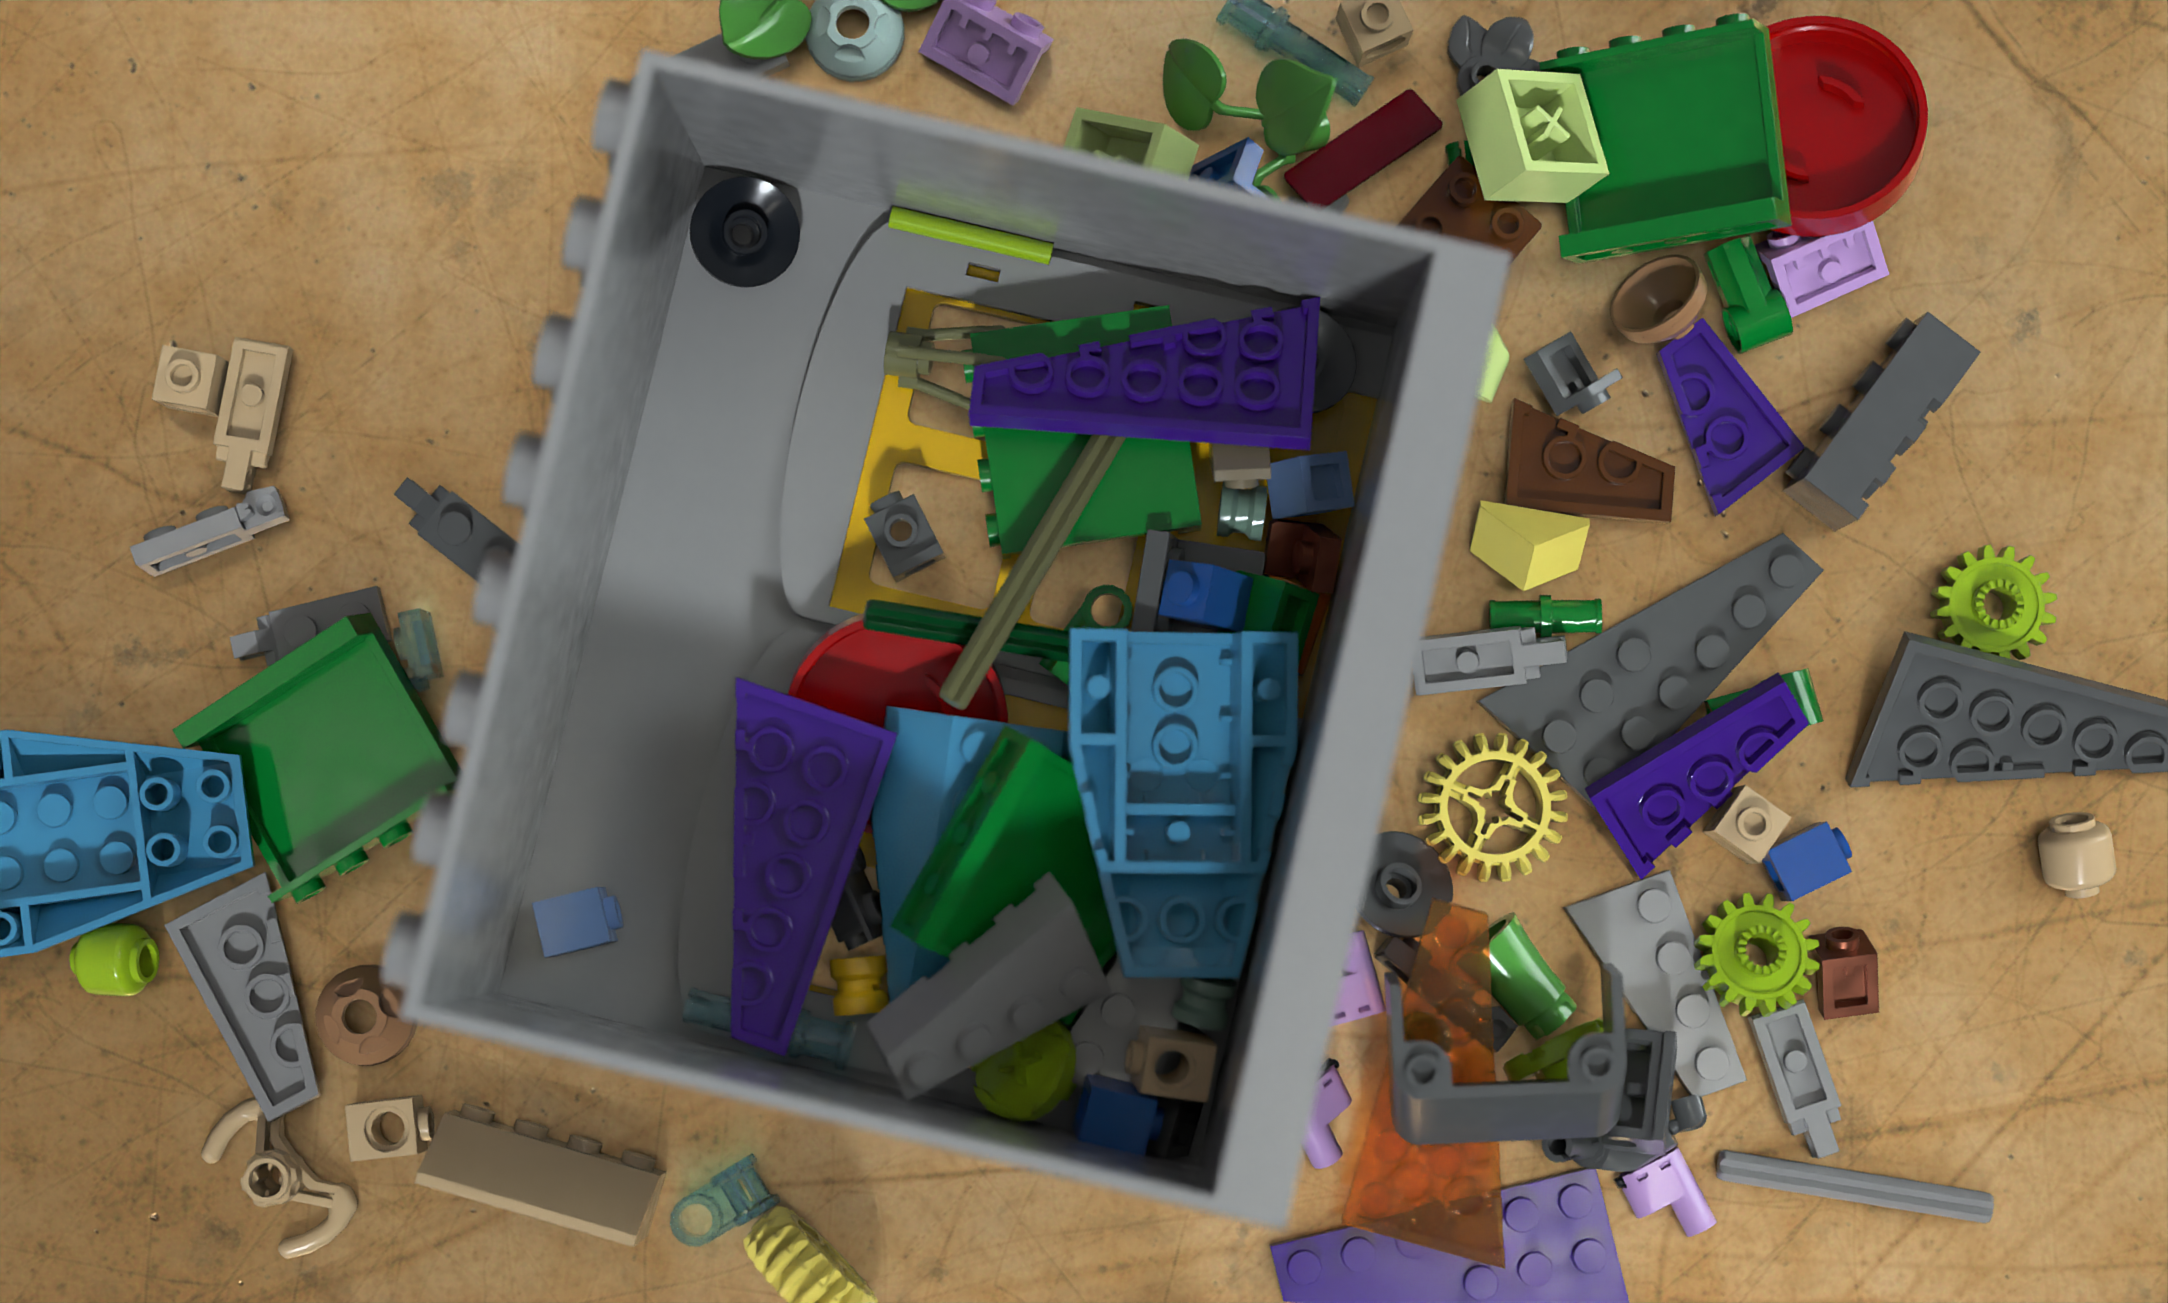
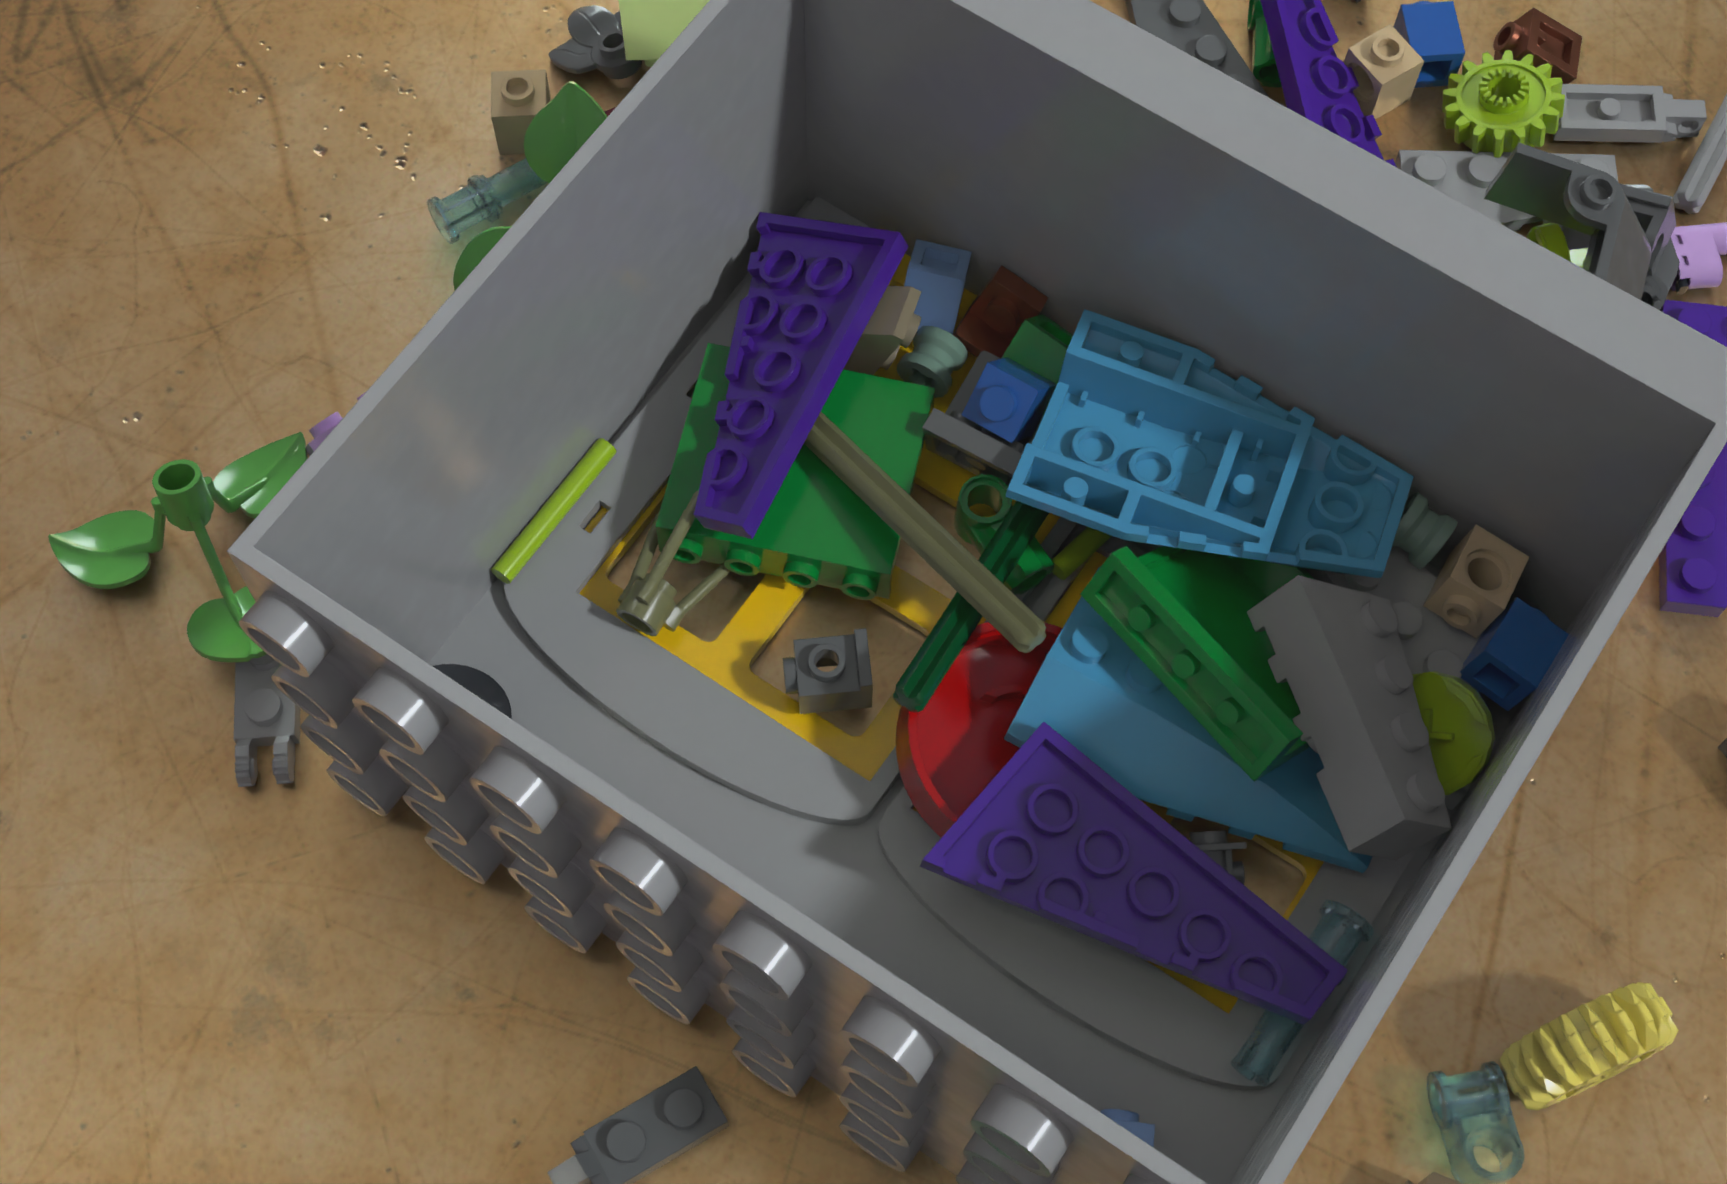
camera: 70 degrees left, 20 degrees down
(858, 985) = (1288, 883): yellow wheel -> none

